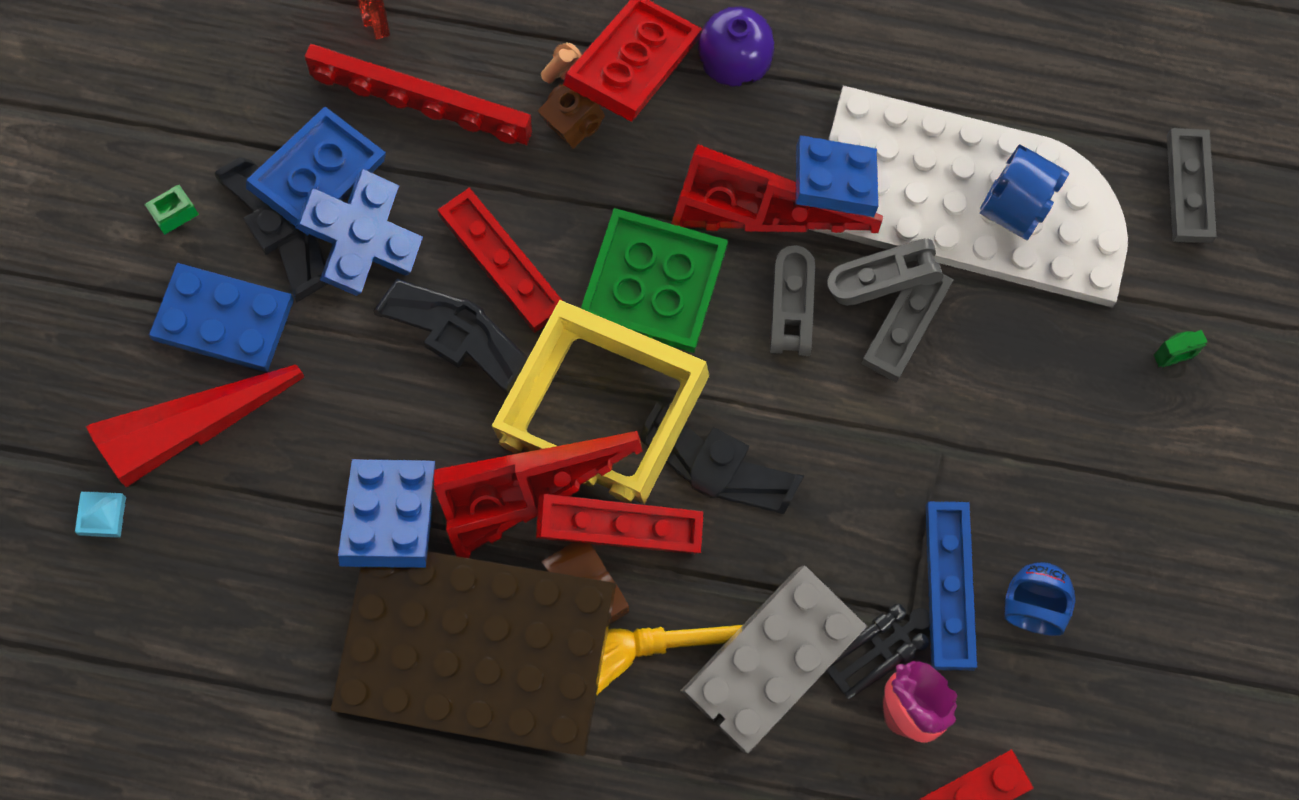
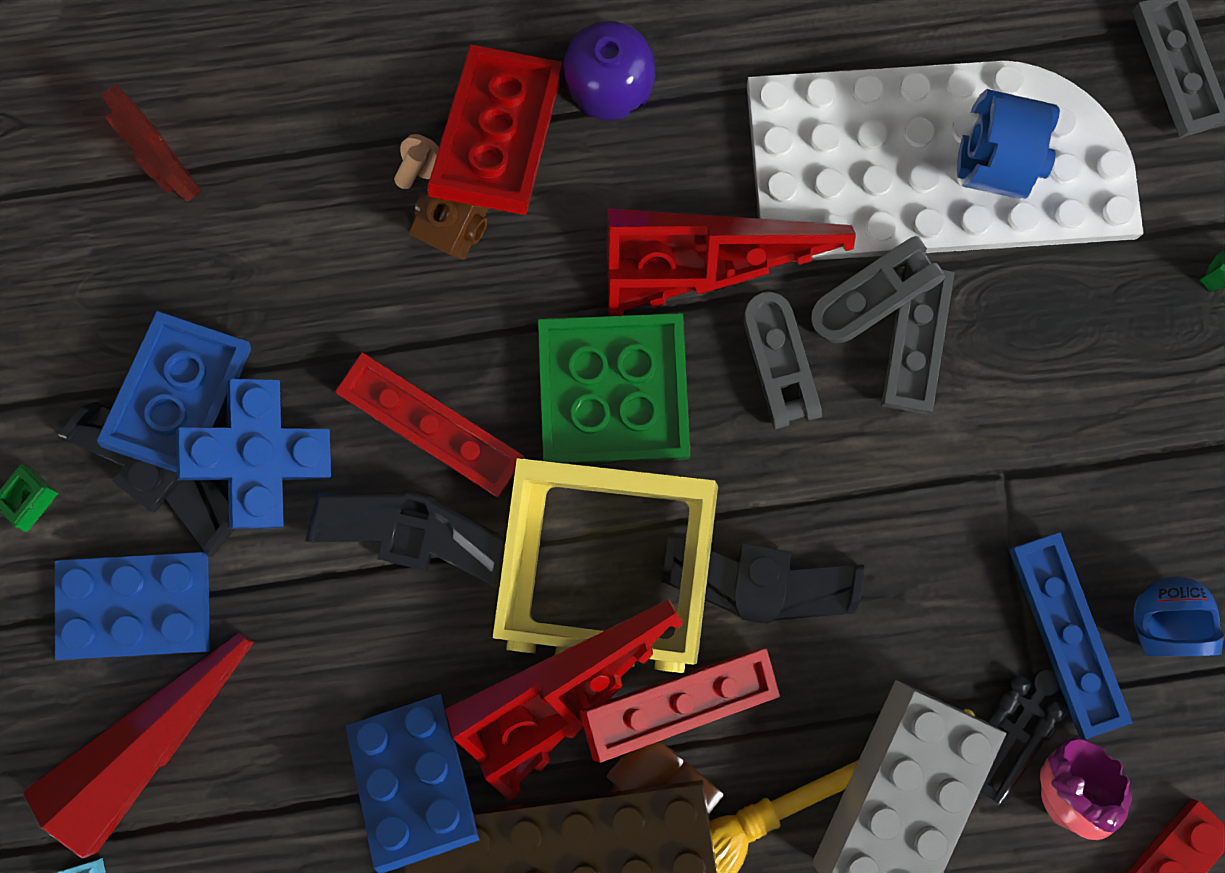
camera: 15 degrees left, 10 degrees up
(429, 98) = (243, 258): red plate -> none
(836, 176) = (785, 197): blue plate -> none

